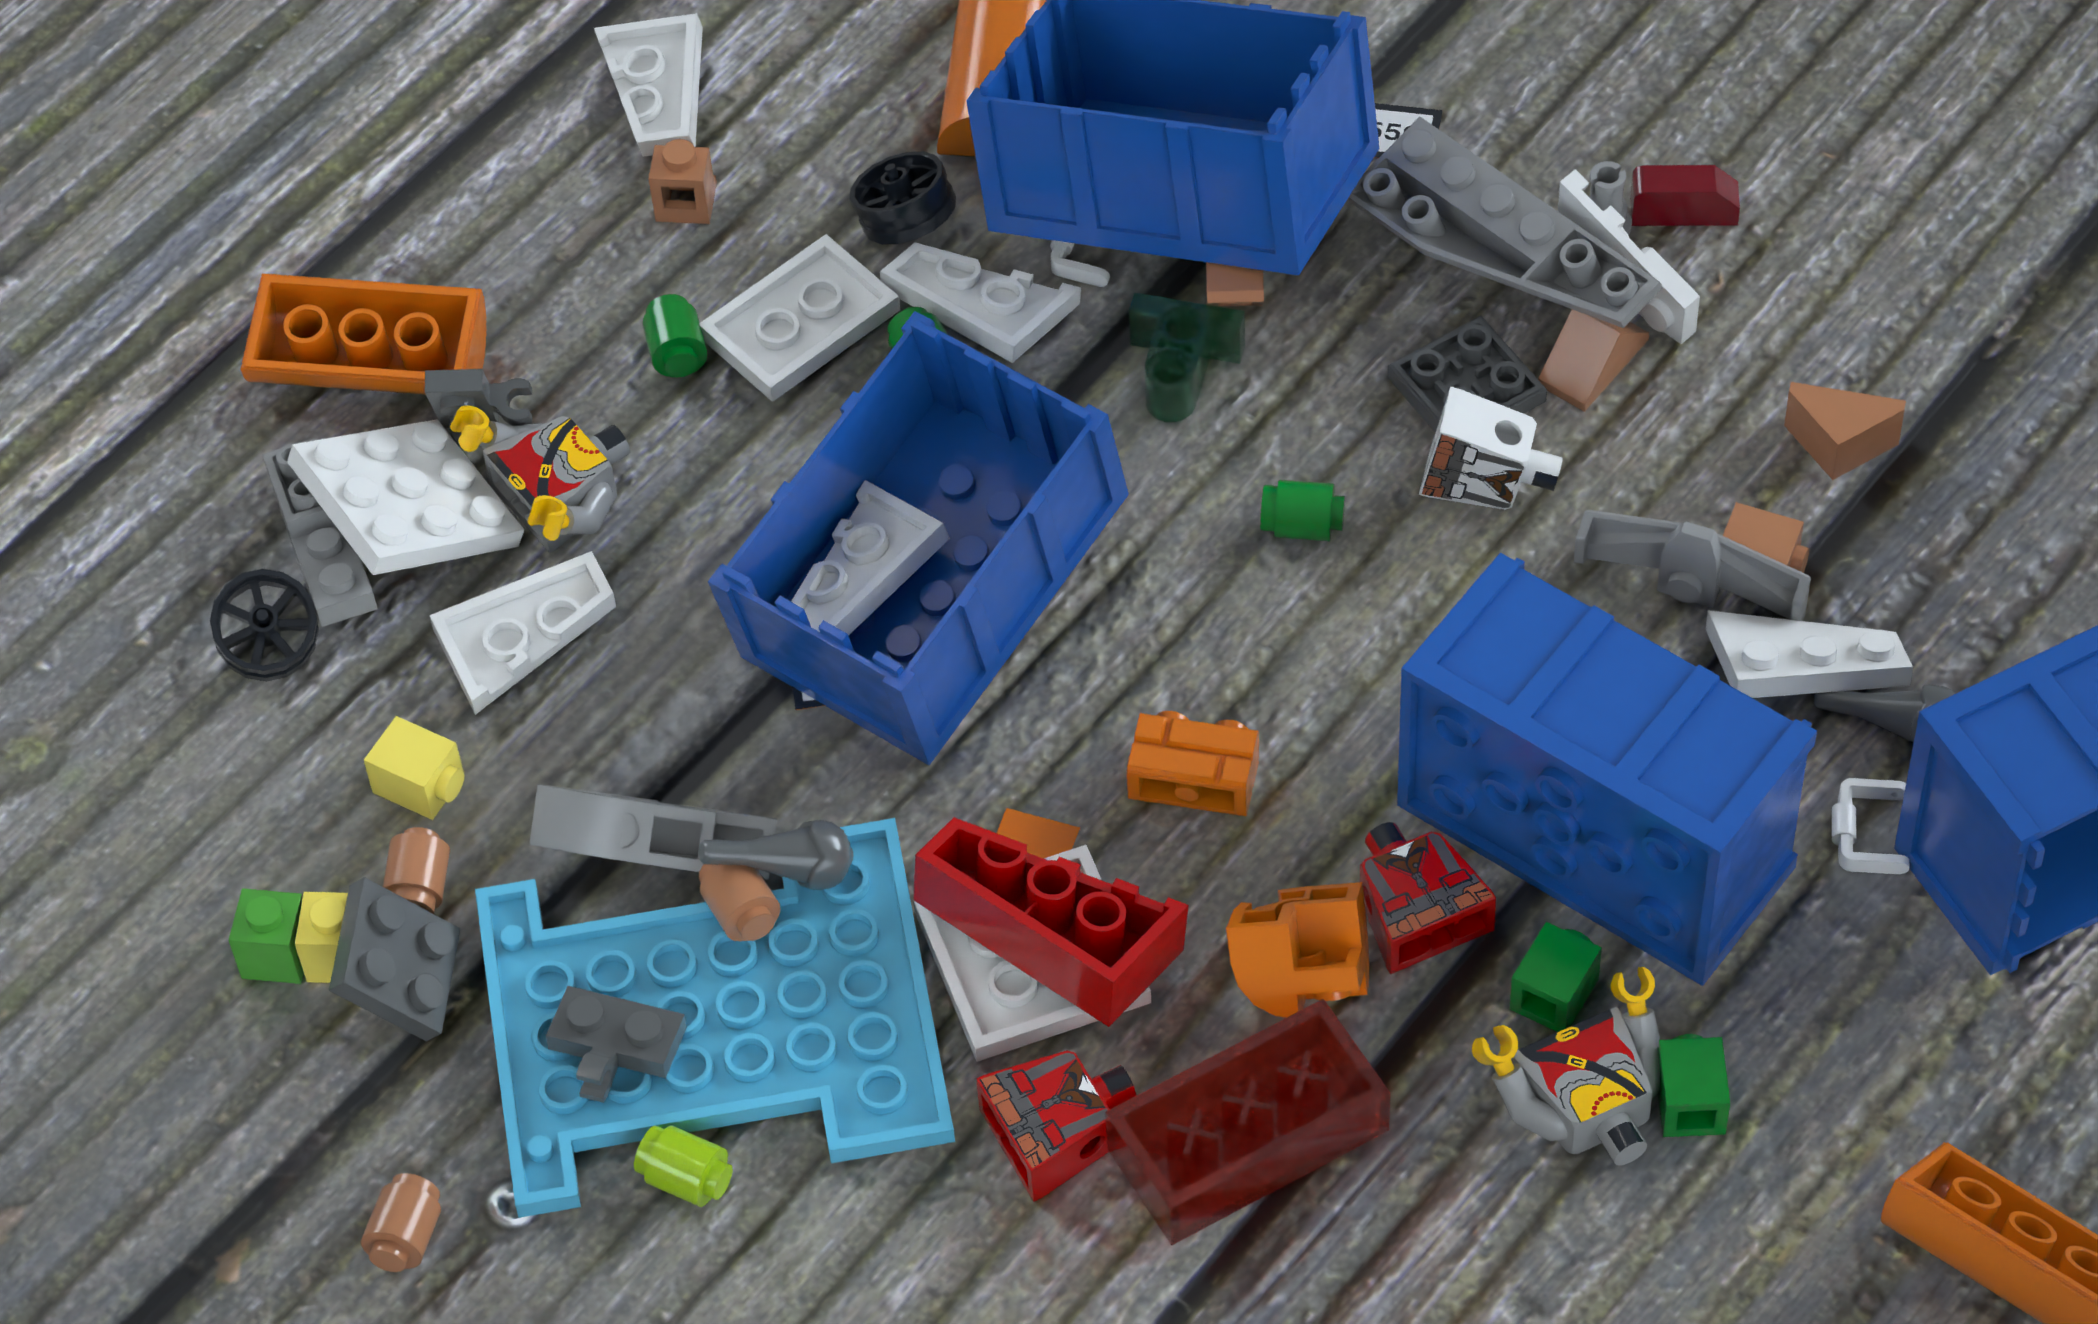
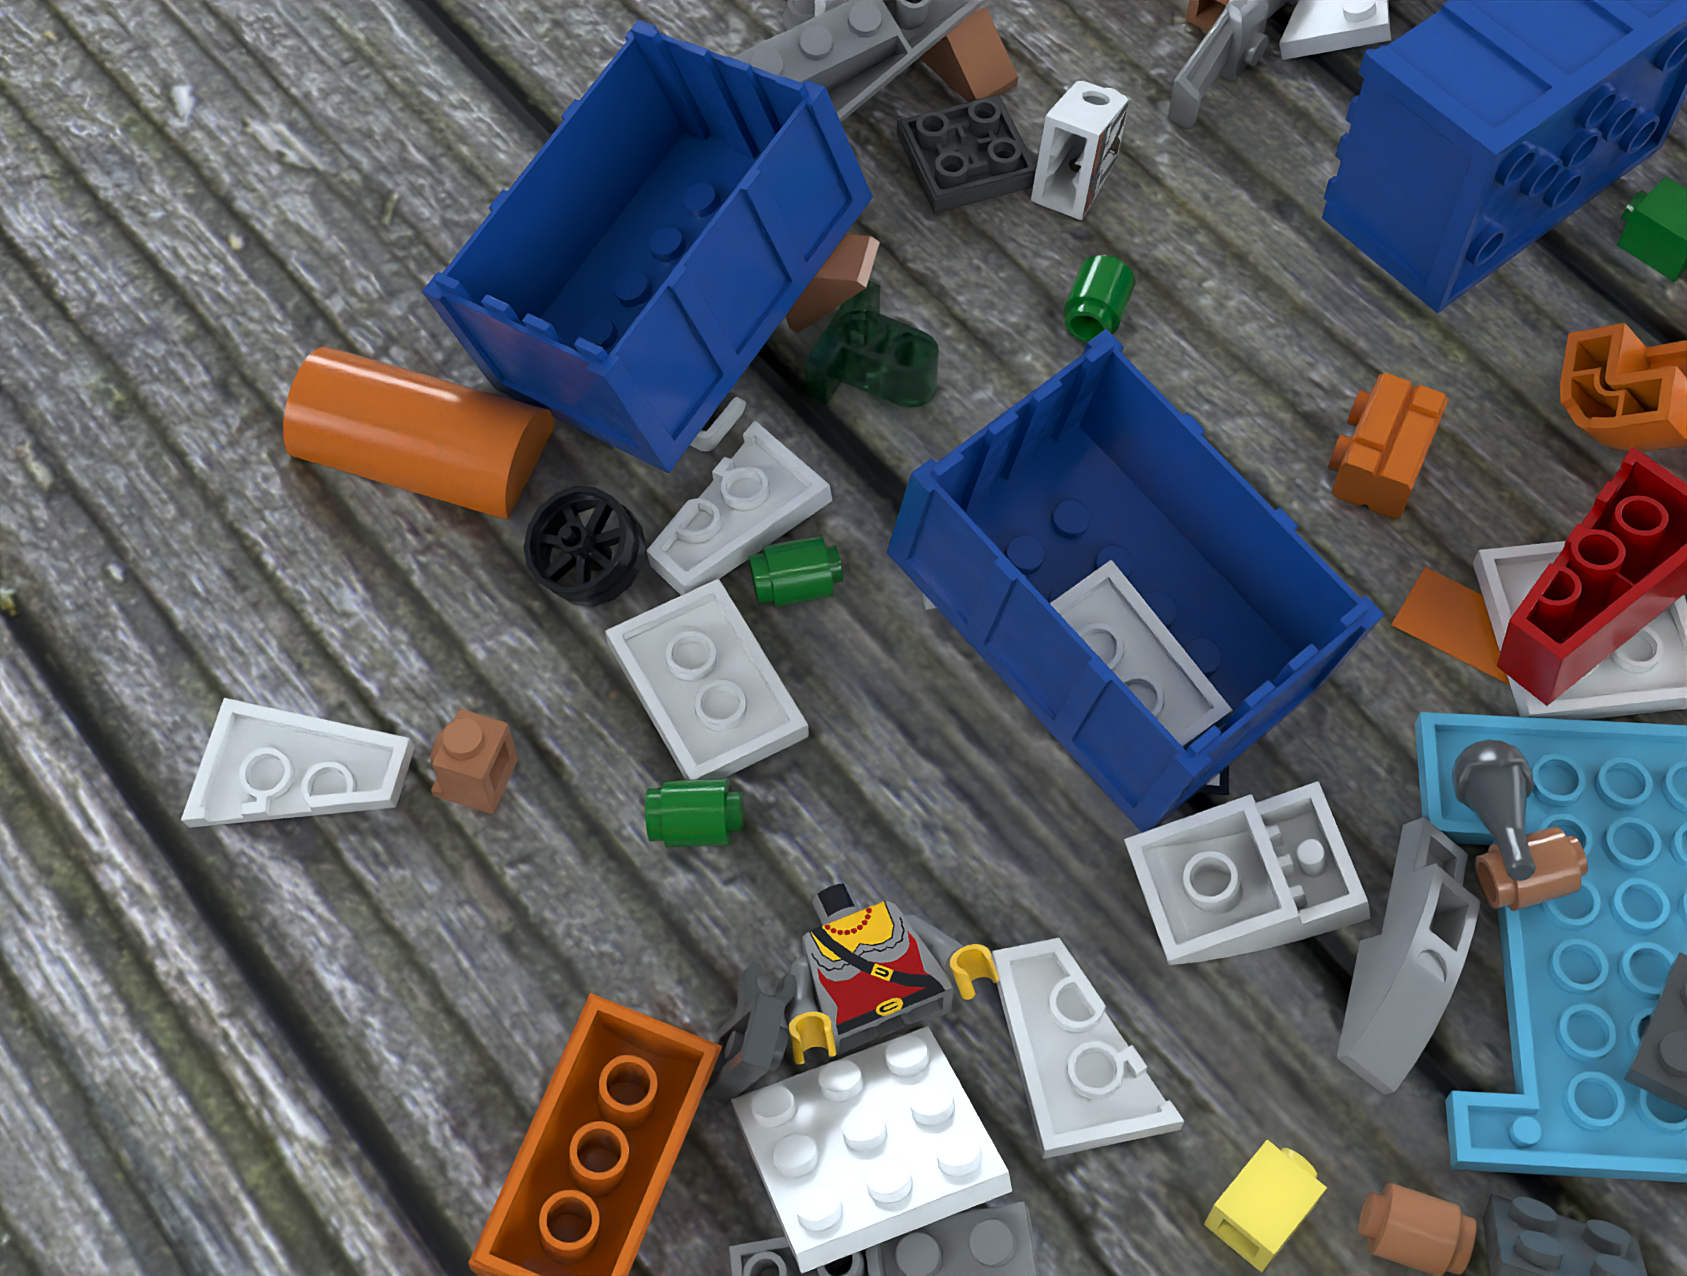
camera: 80 degrees left, 5 degrees up
(707, 720) = (1247, 876): none -> white slope
(1421, 896) = (1563, 295): torso -> none

